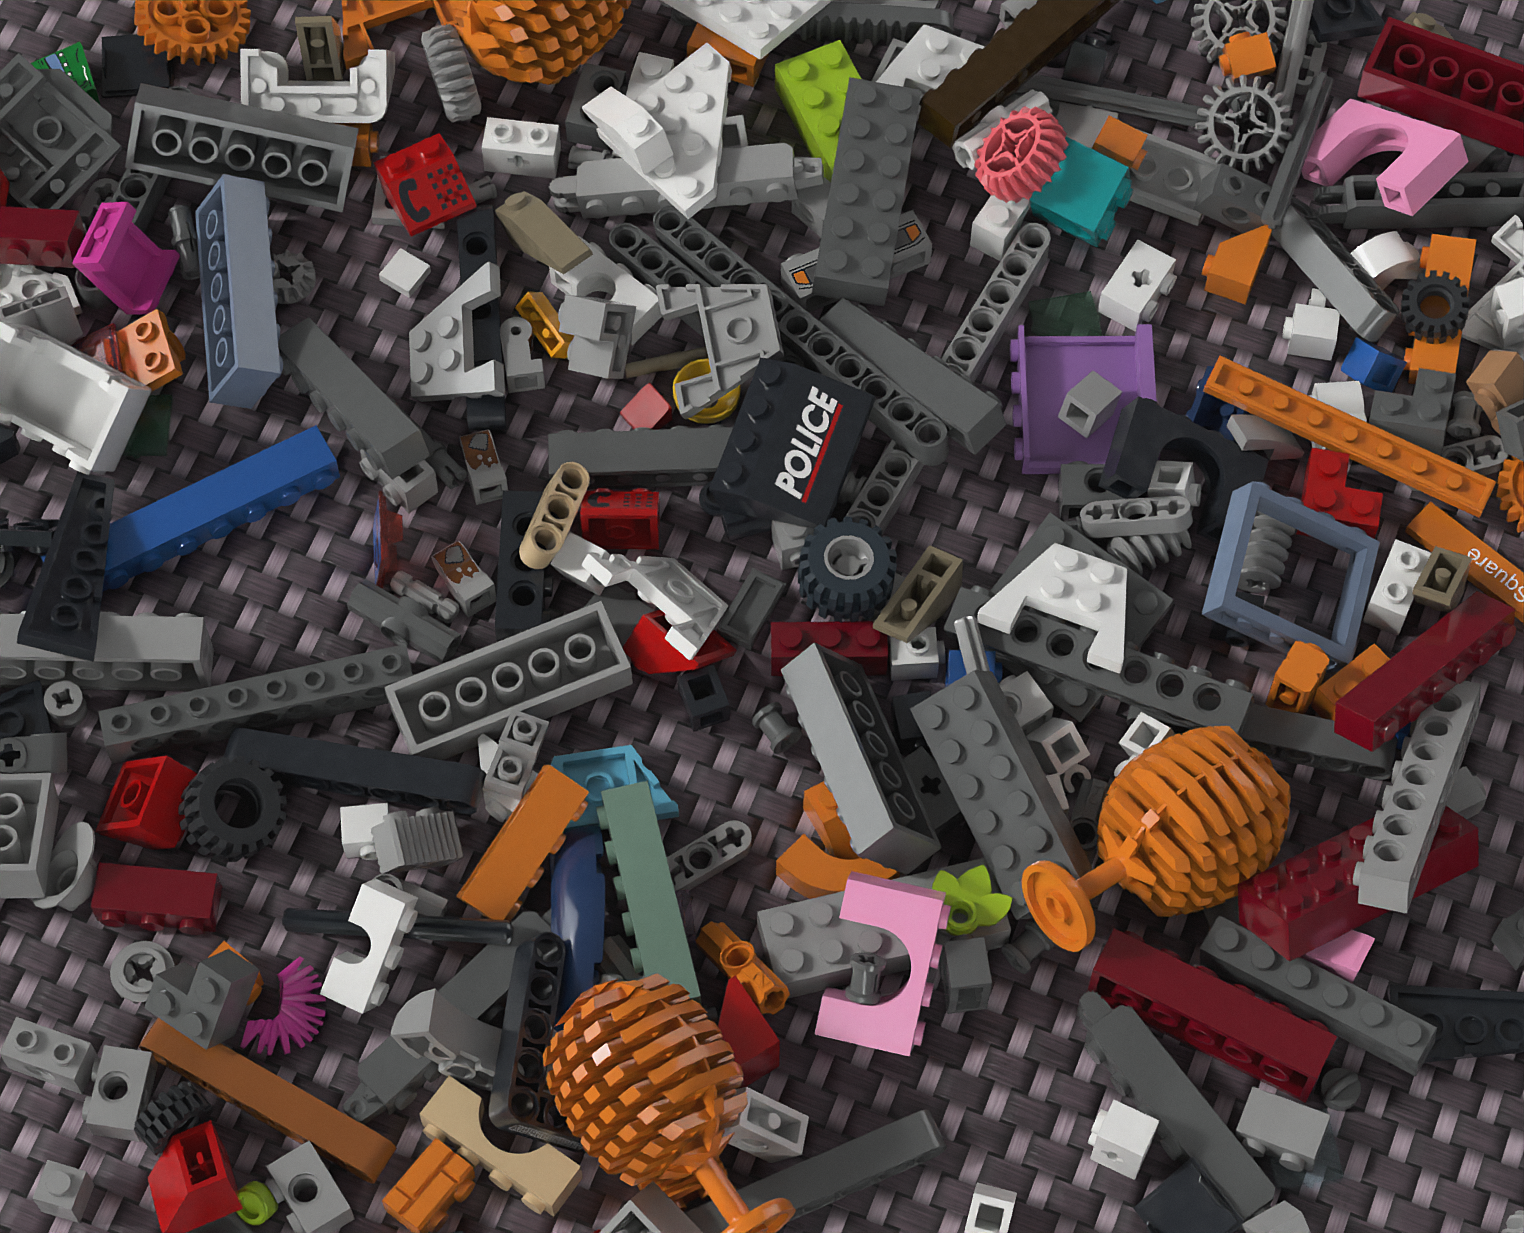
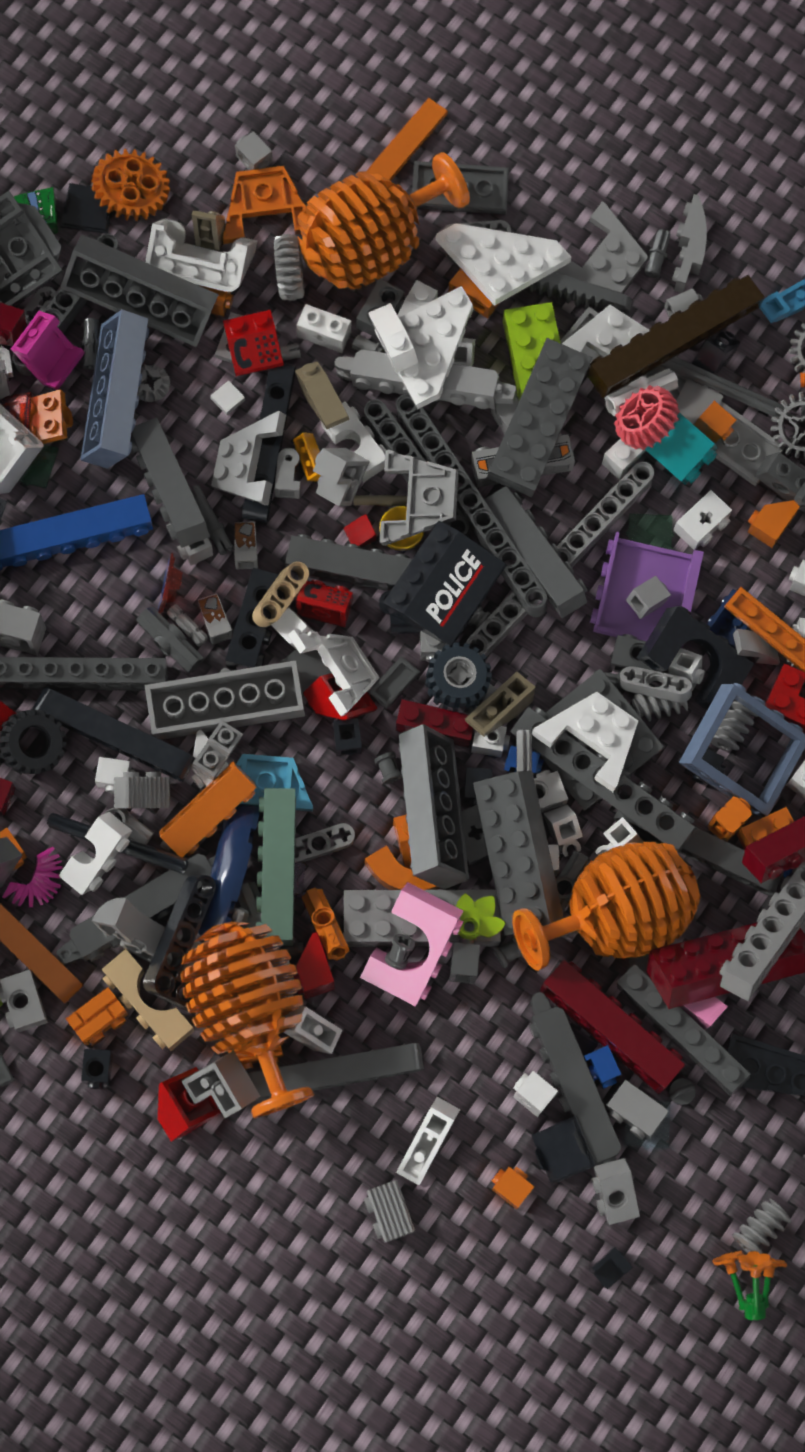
camera: 10 degrees right, 10 degrees up
(1214, 1078) = (603, 1067): none -> blue brick

